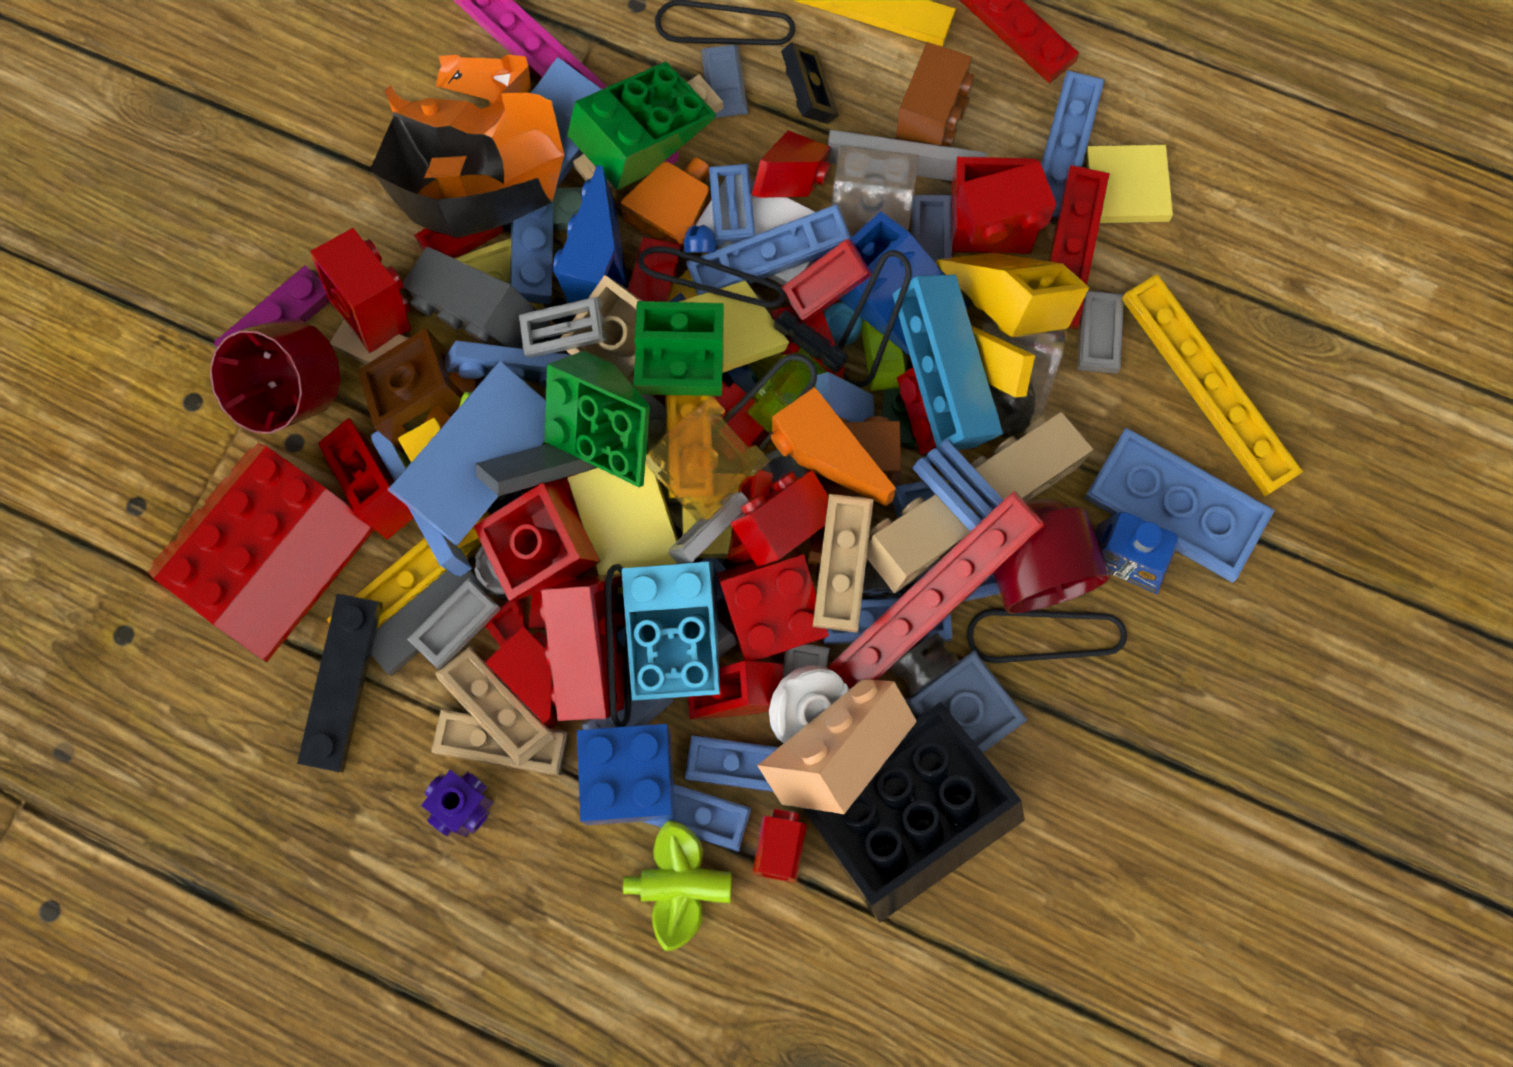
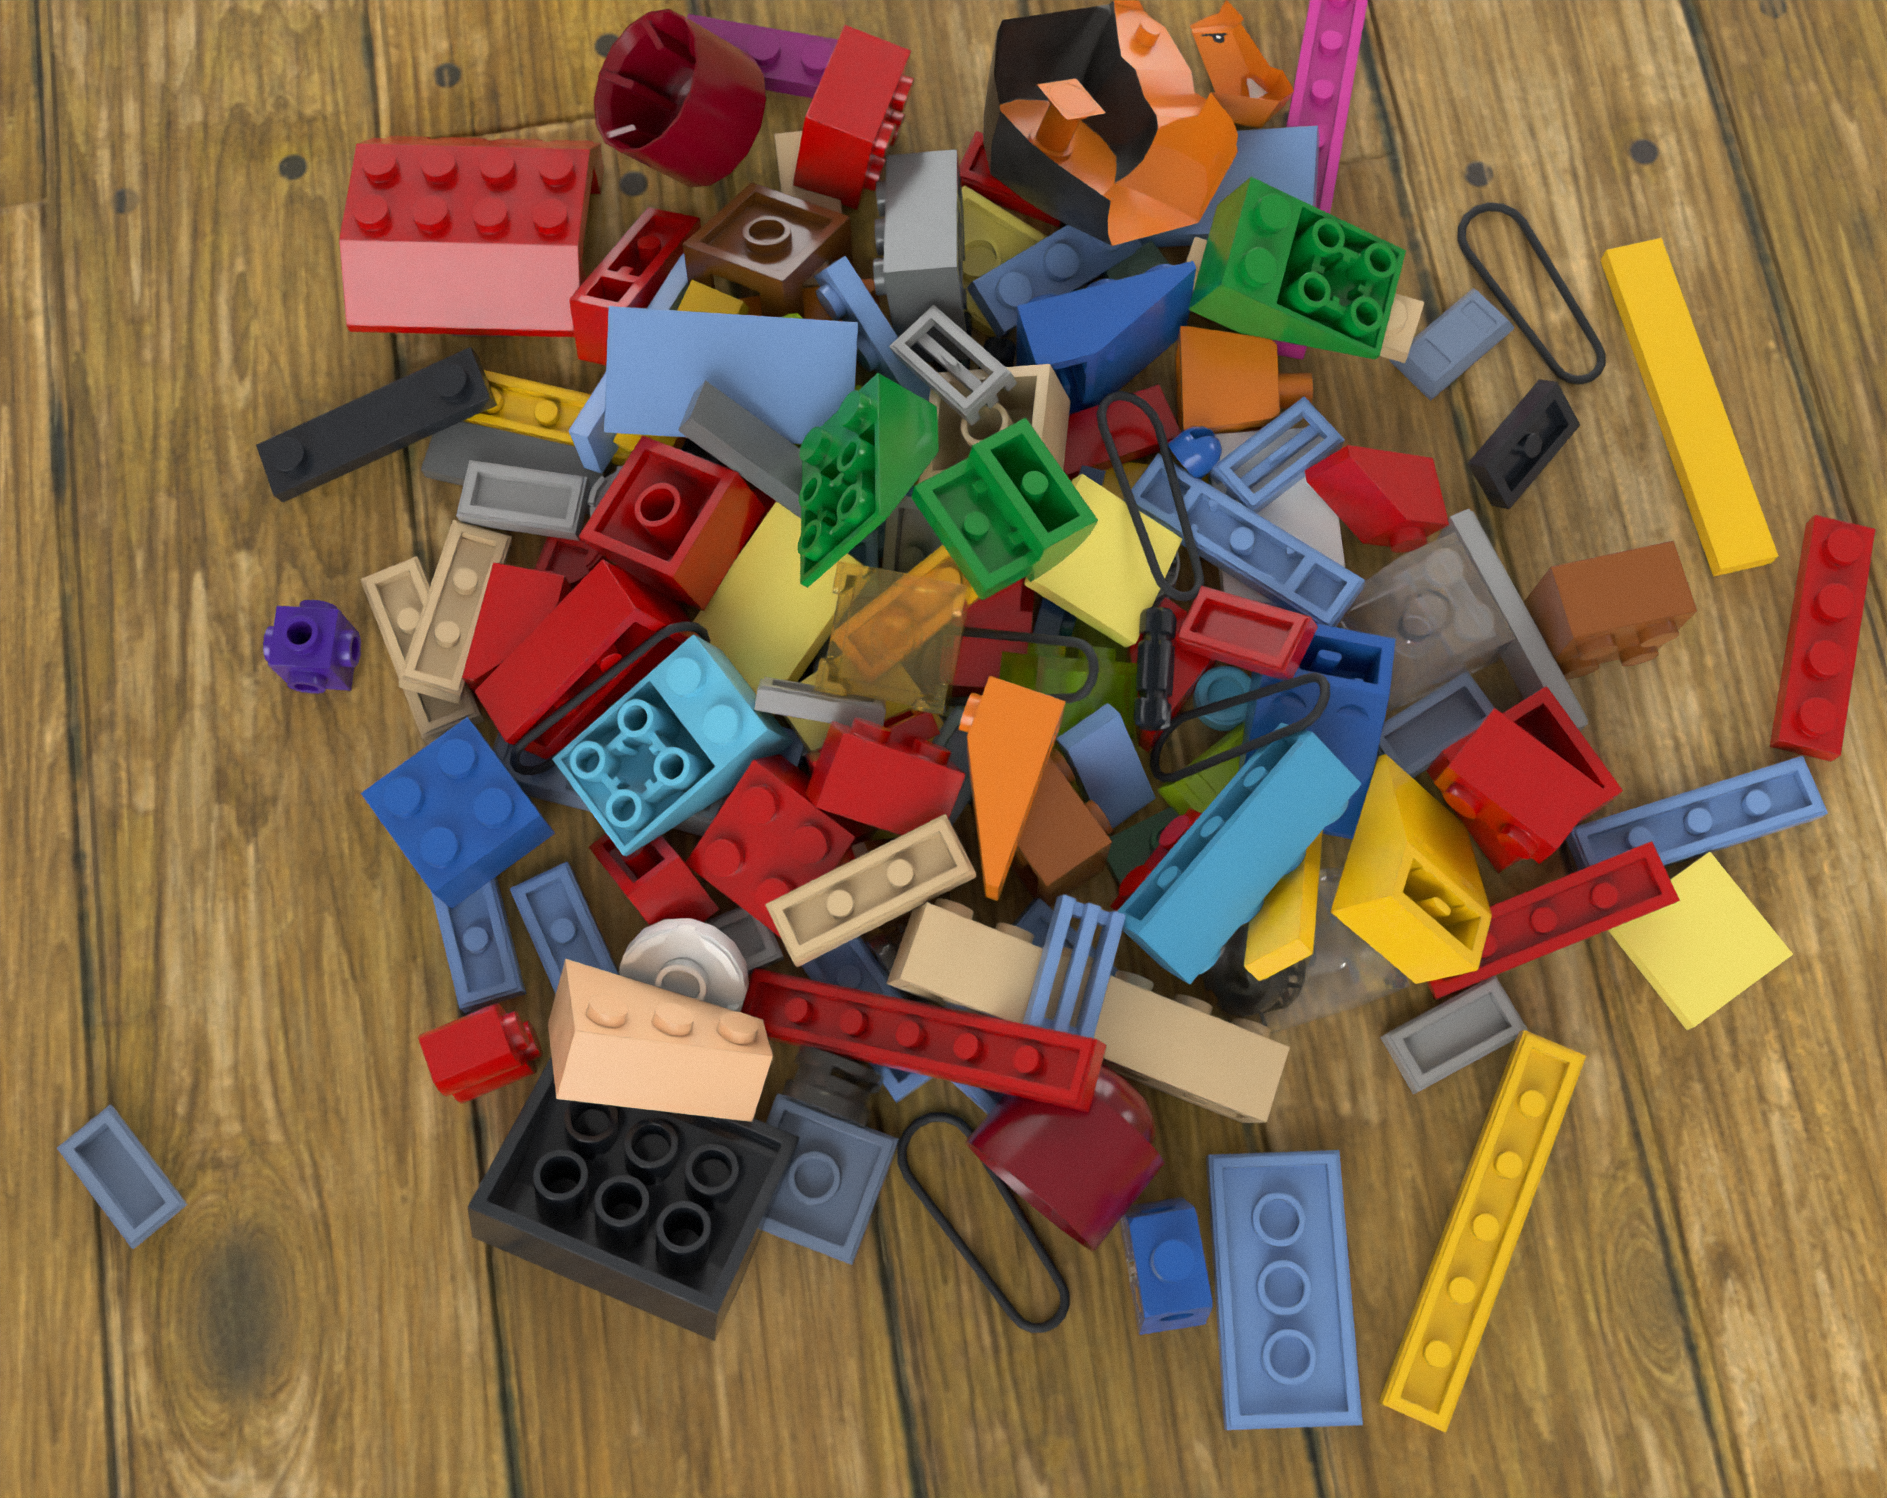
camera: 55 degrees right, 0 degrees up
(678, 885) = (373, 966): lime plant -> none

